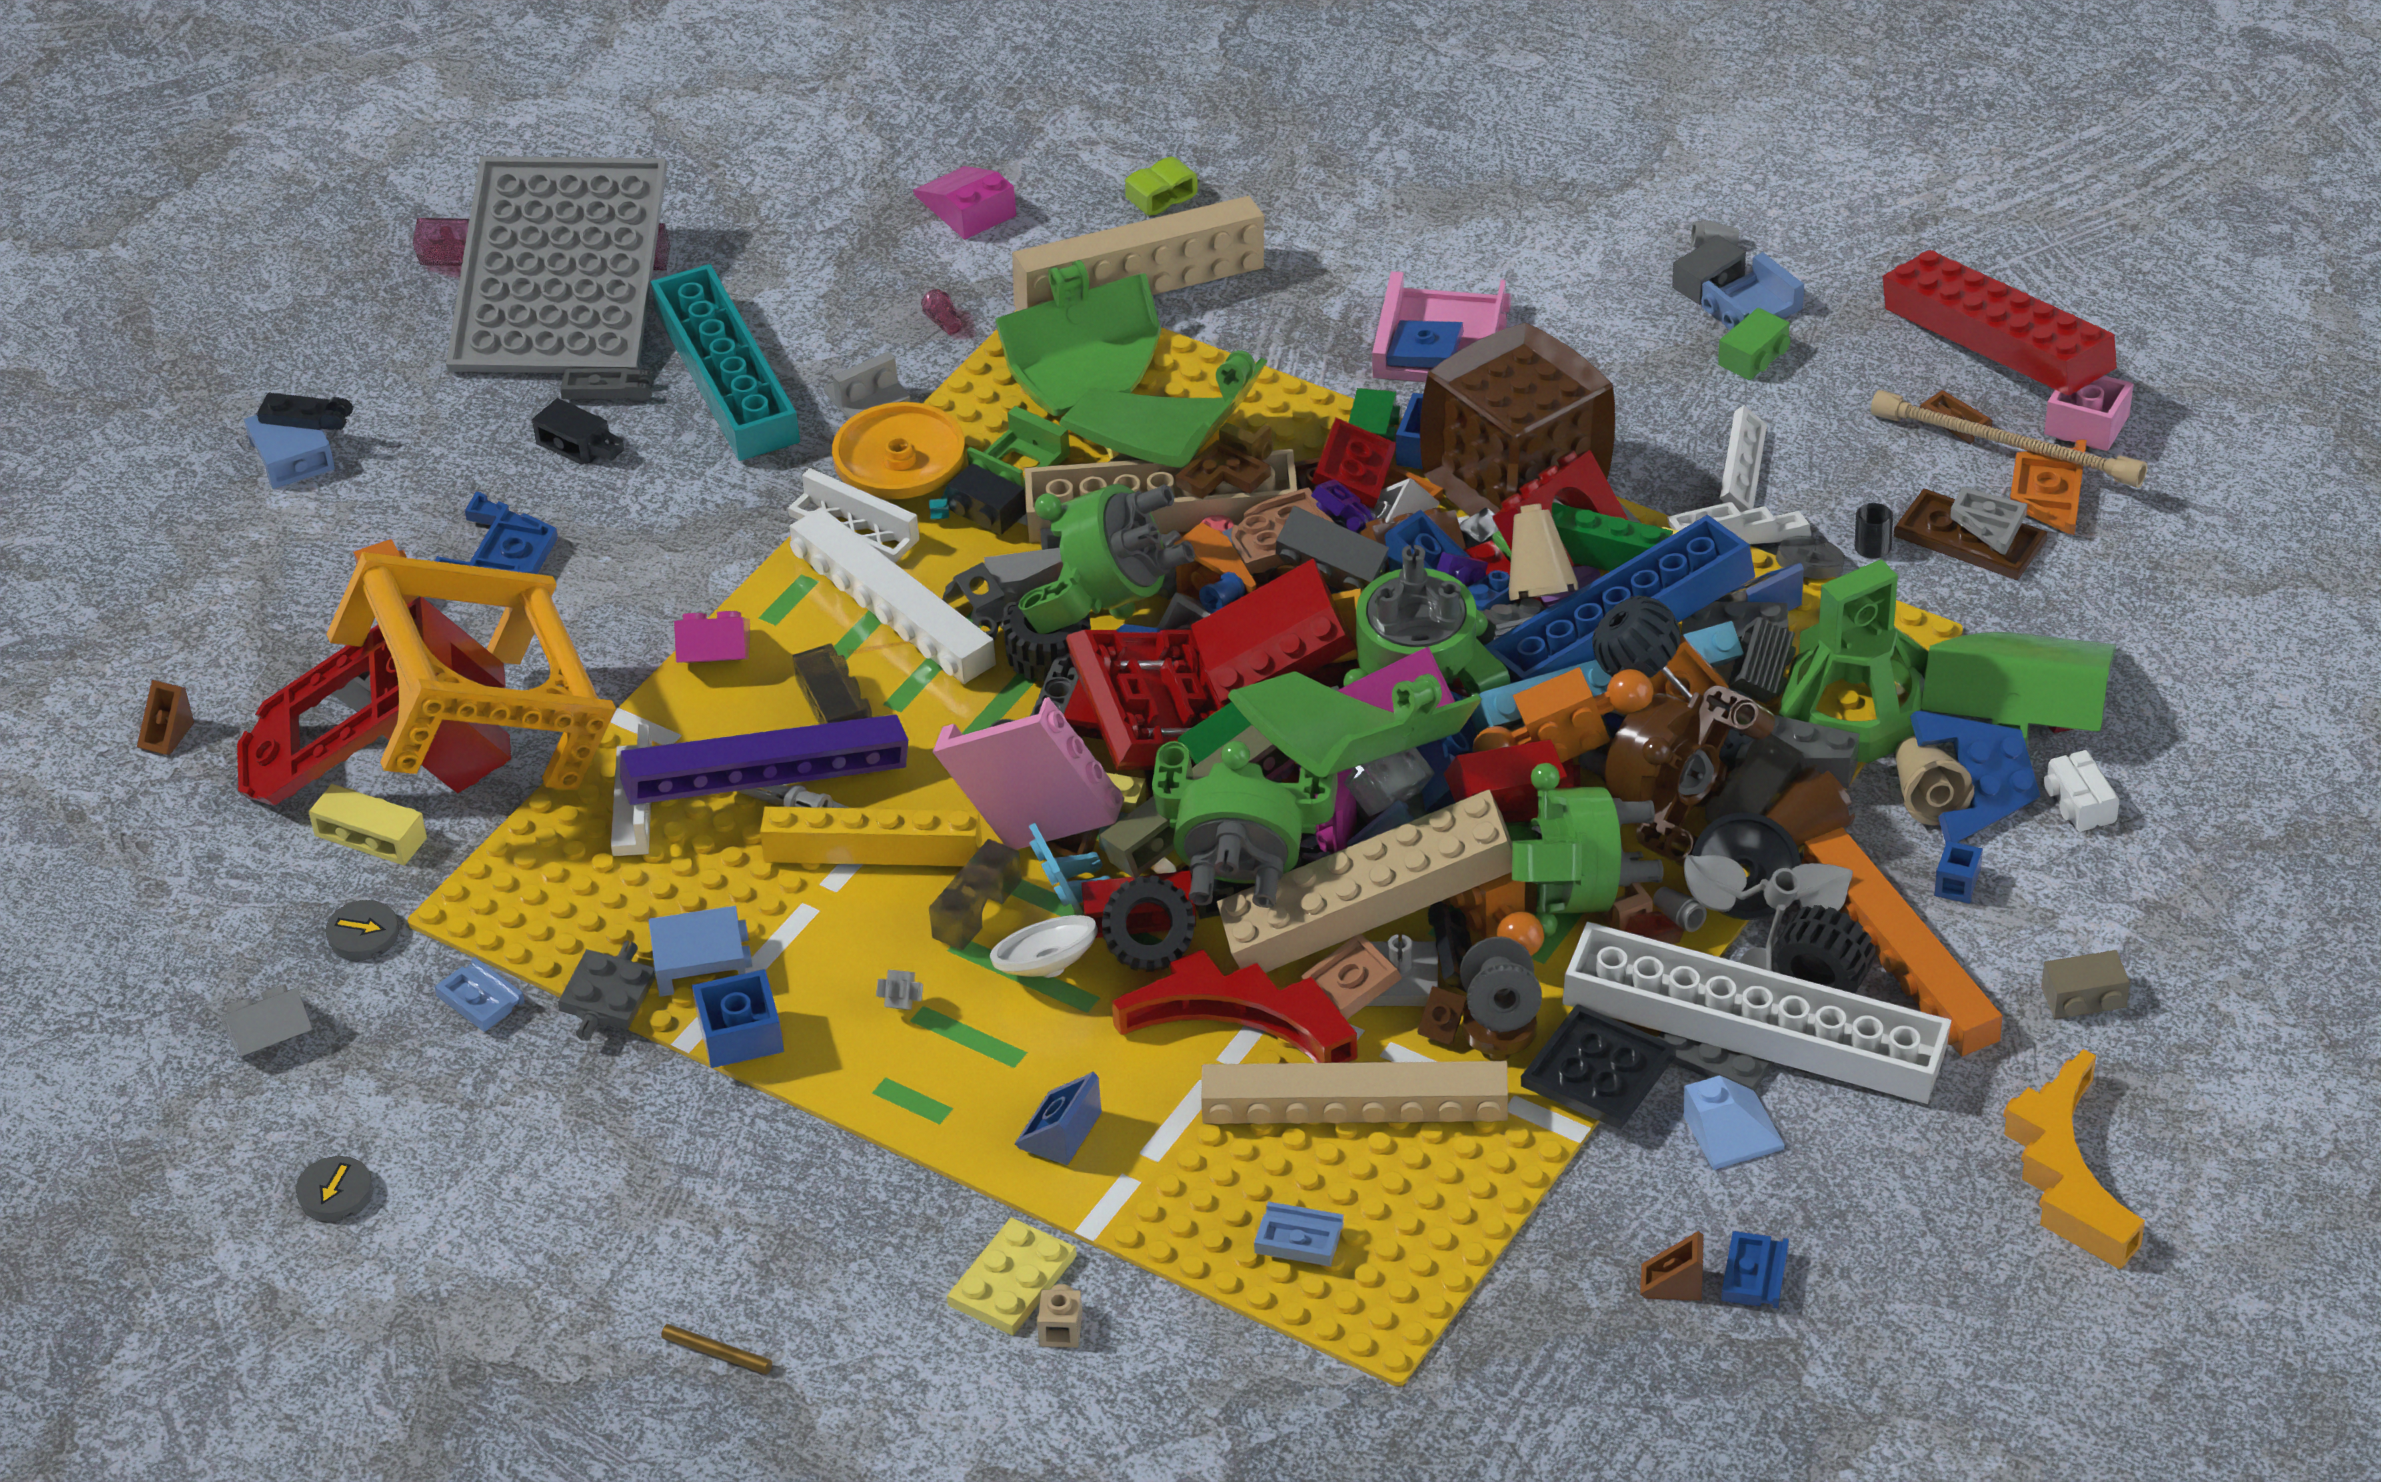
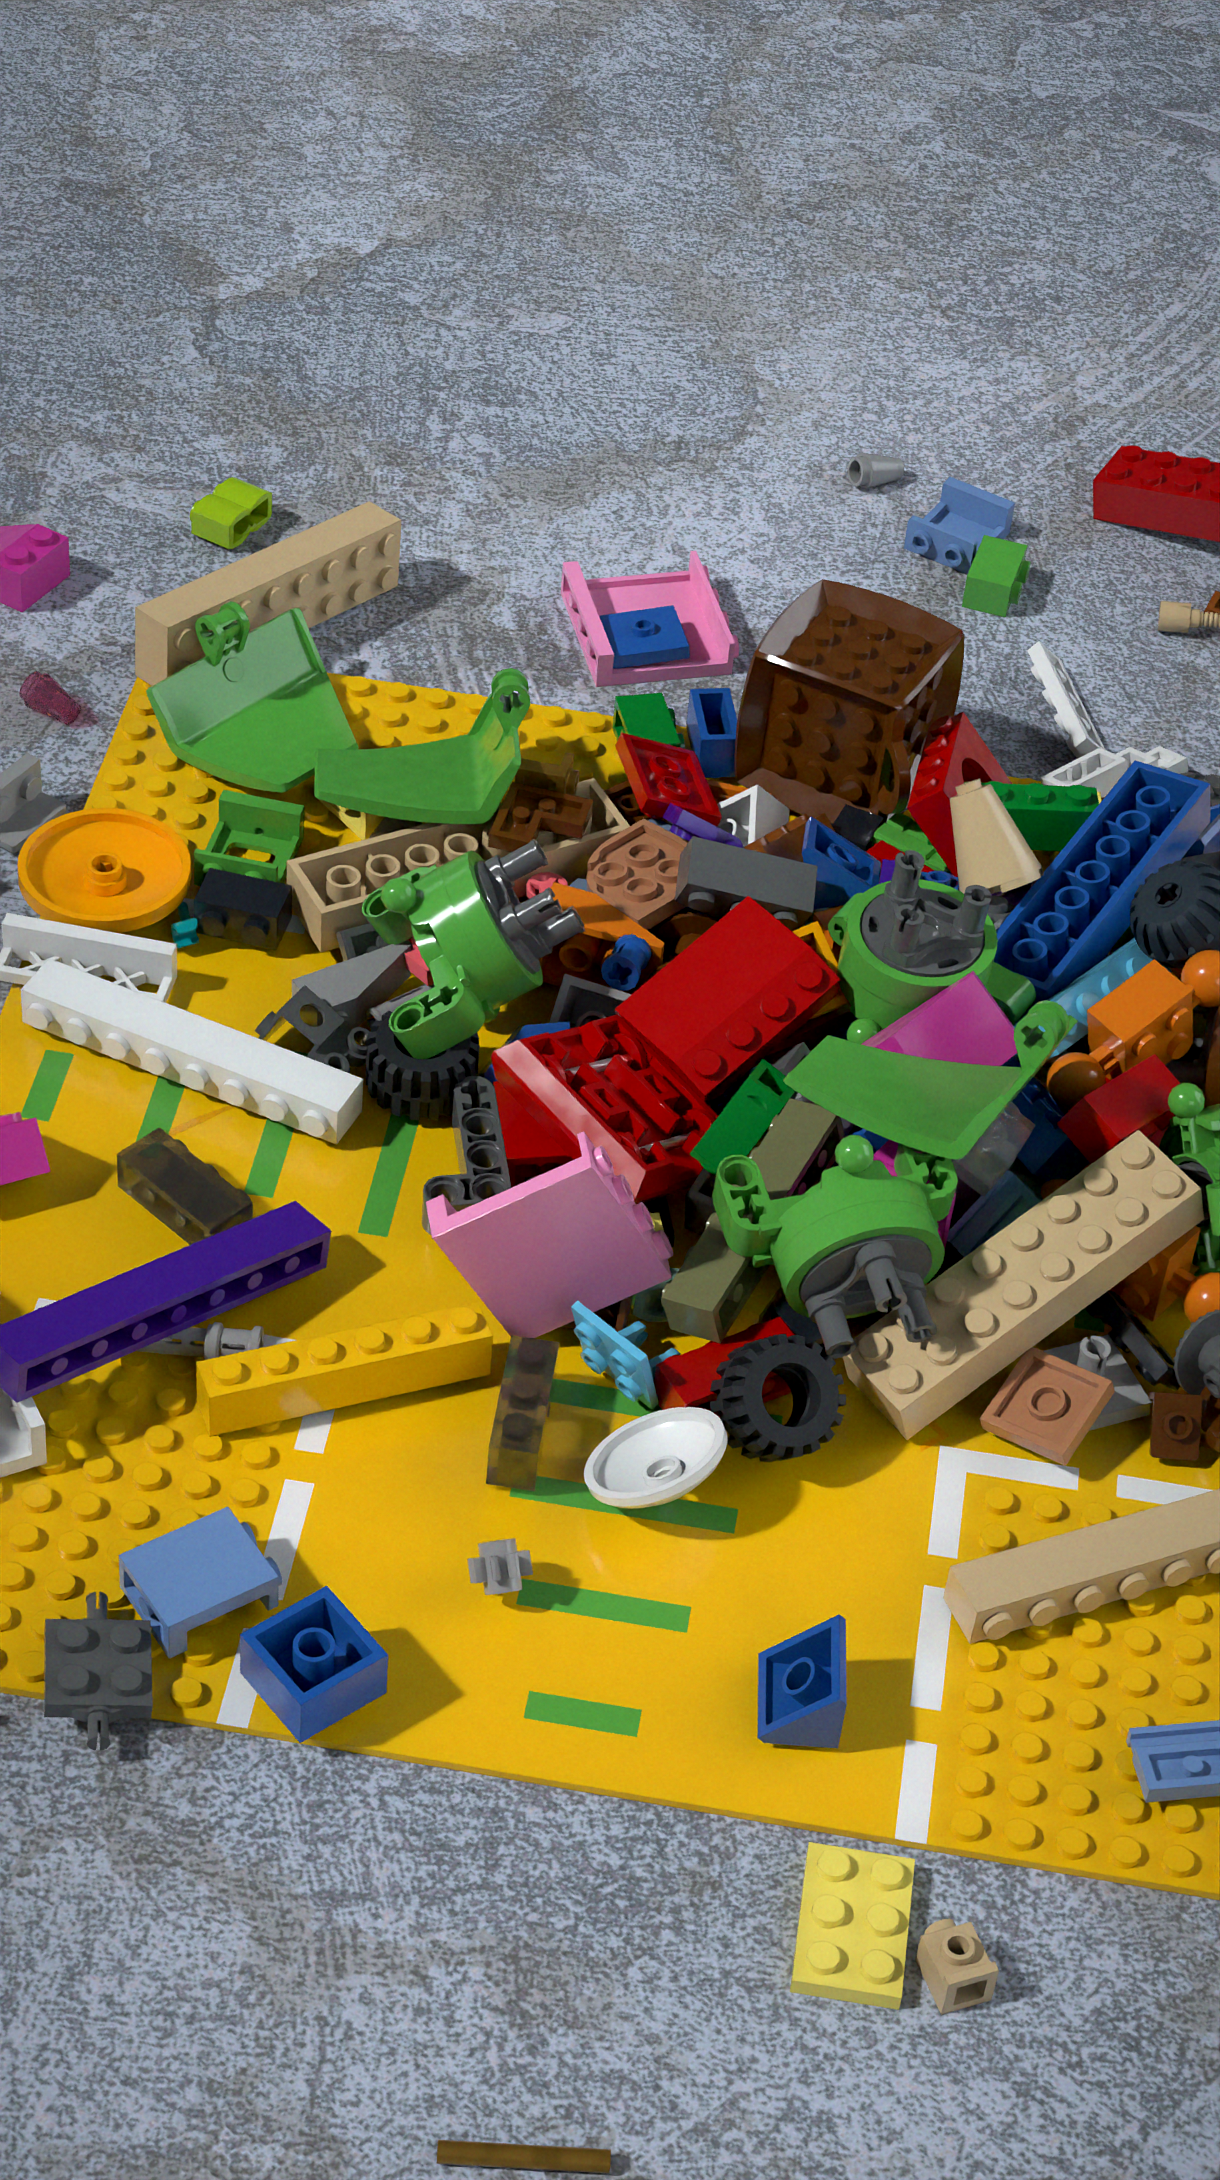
camera: 30 degrees left, 0 degrees up
(1246, 997) = (1003, 1469): red arch -> none
(1712, 261) = (892, 504): dark grey brick -> none

